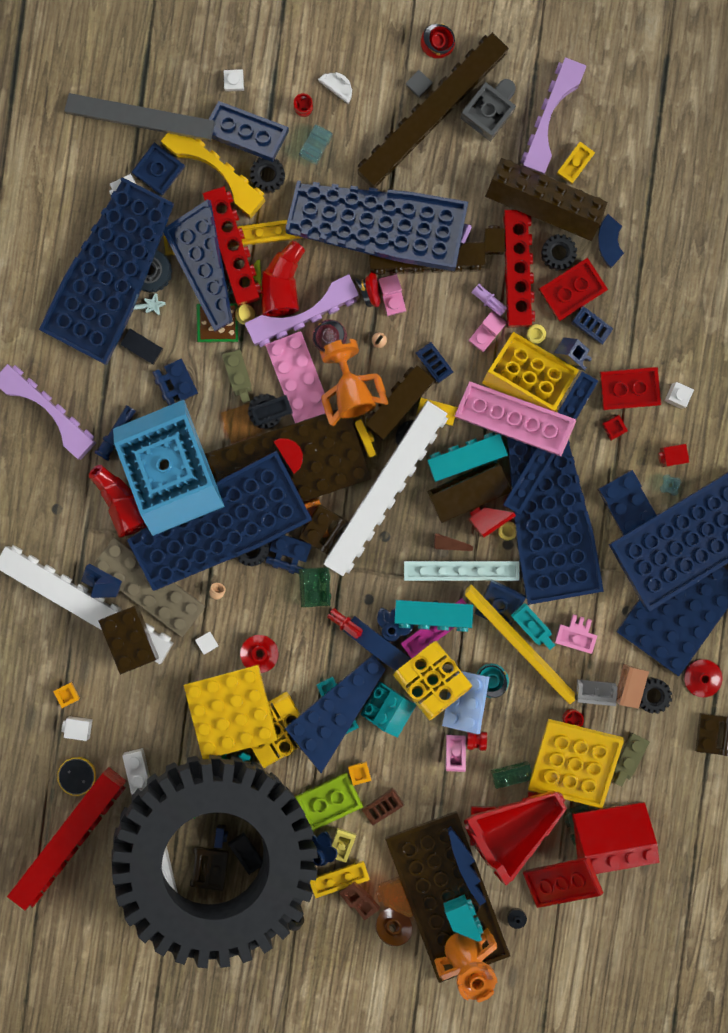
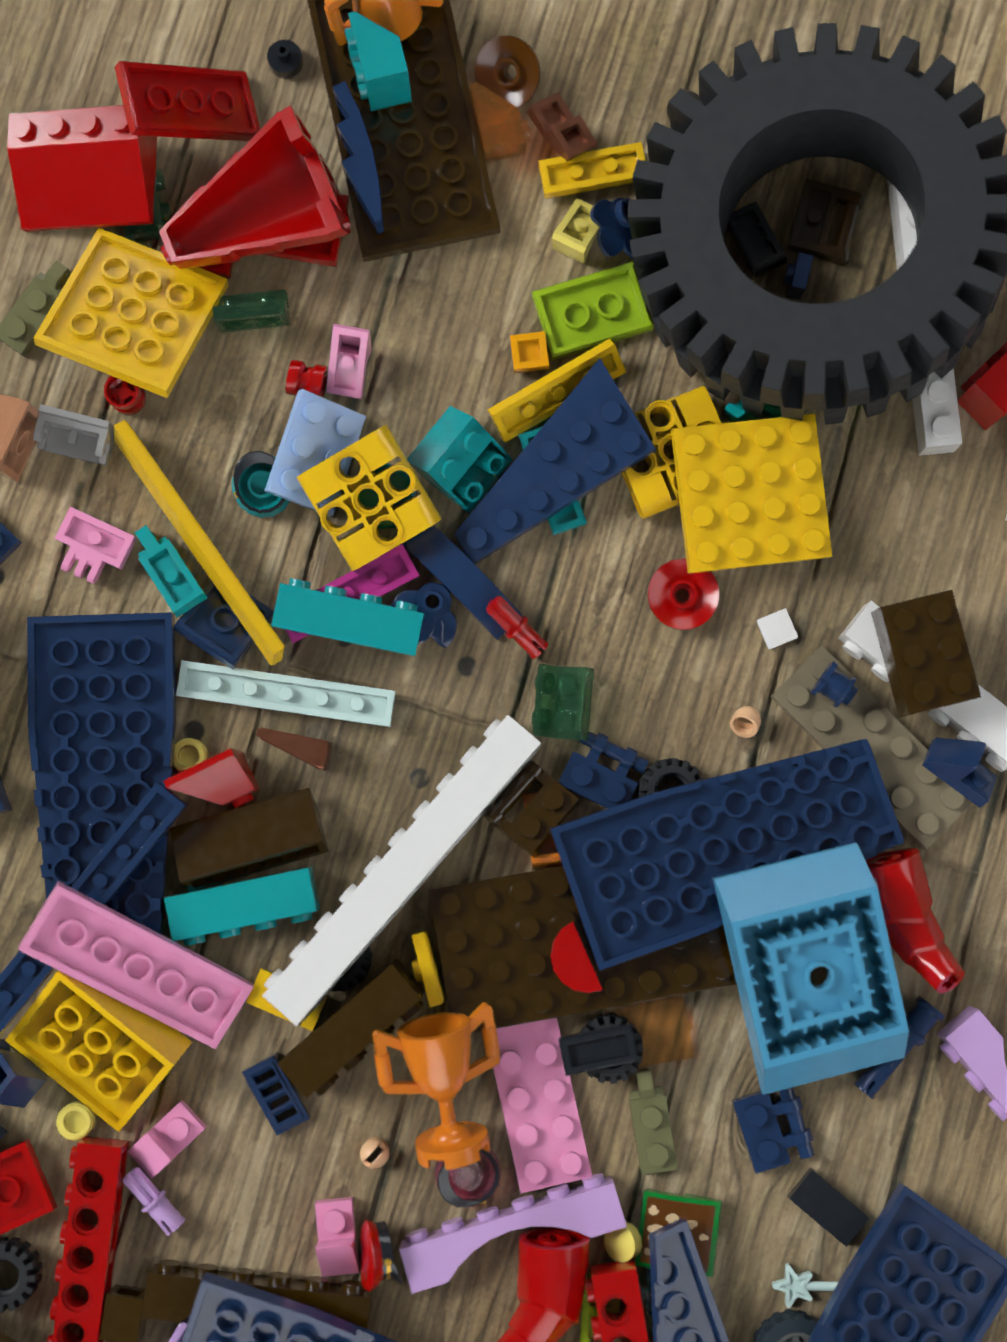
camera: 170 degrees left, 5 degrees down
(172, 616) = (835, 686): none -> dark blue brick
(344, 753) = (546, 395): none -> yellow plate
(391, 793) = (490, 275): copper slope -> none

